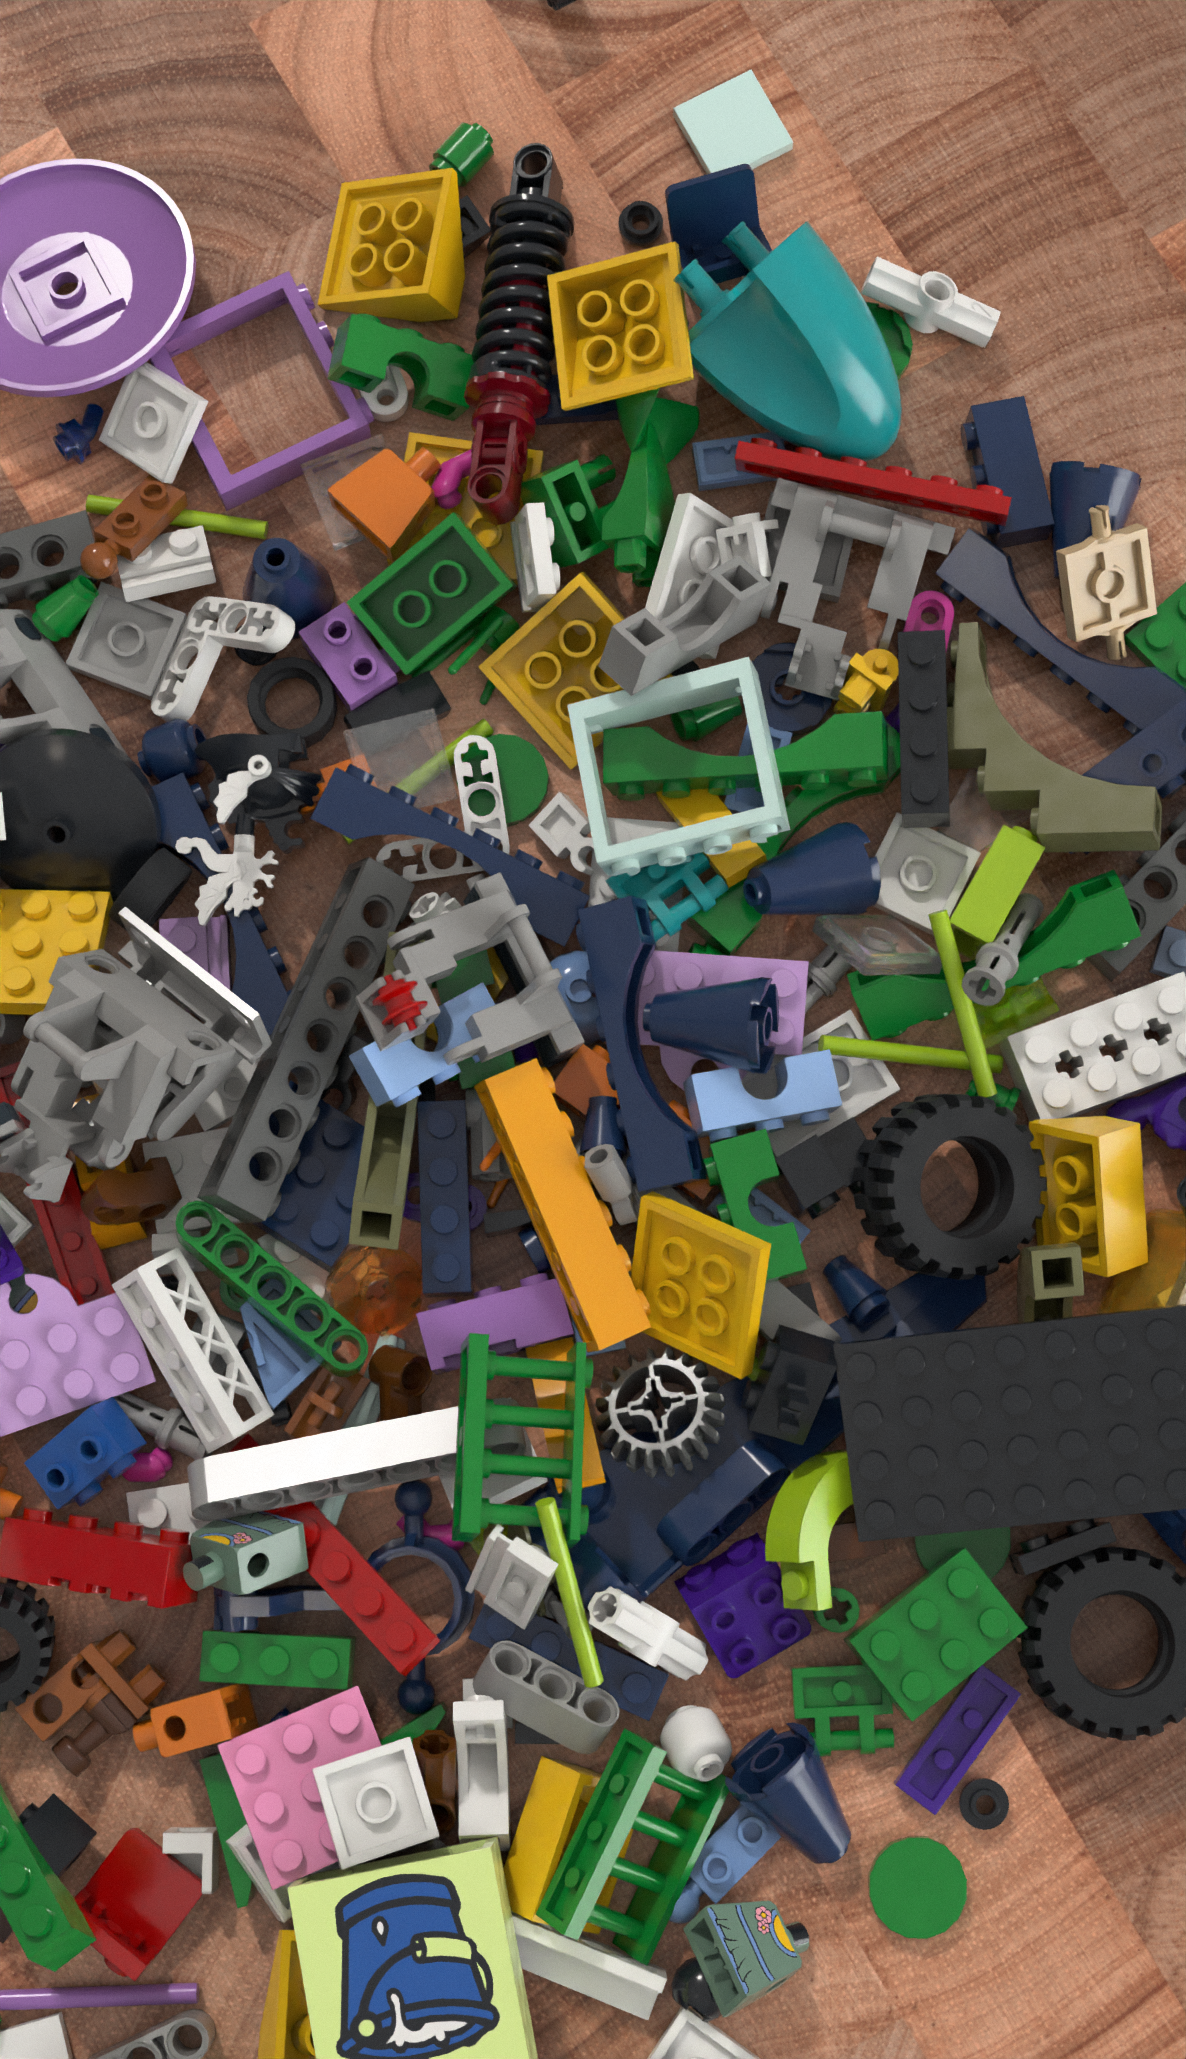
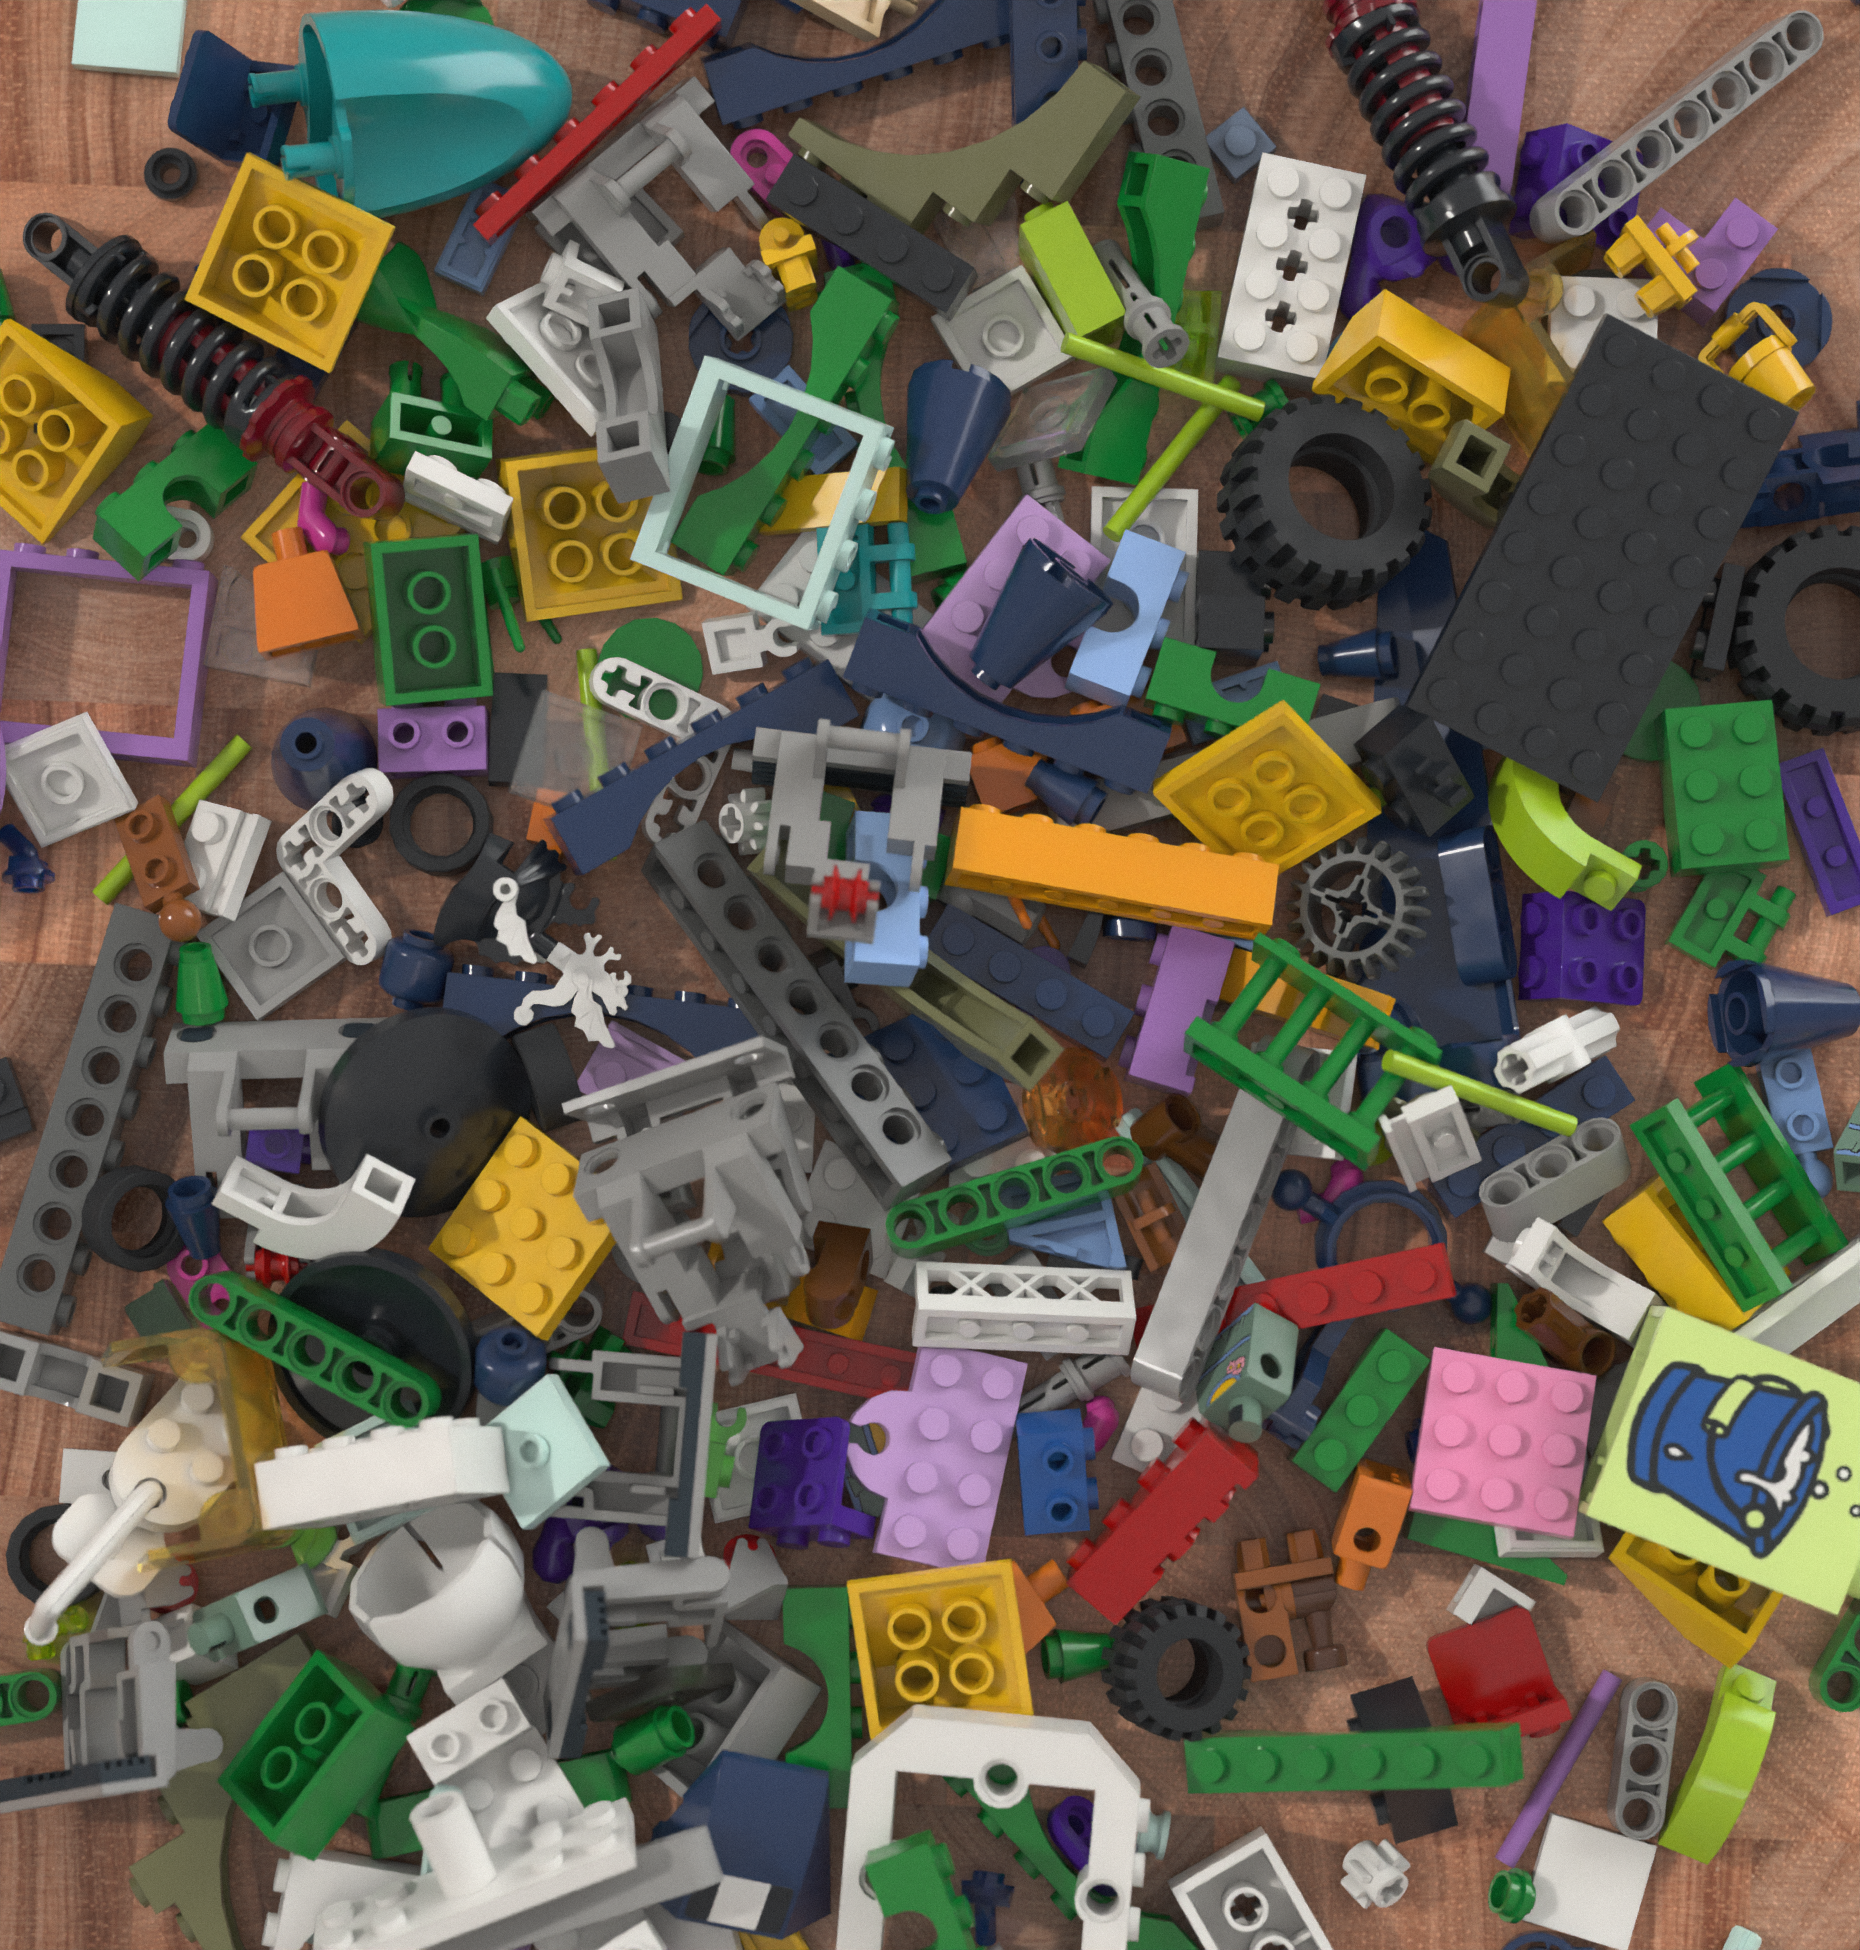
camera: 60 degrees left, 5 degrees up
(375, 1803) = (1555, 1392): white plate -> none
(612, 1182) = (1121, 812): light grey bar -> none
(696, 1742) = (1679, 1070): white head -> none

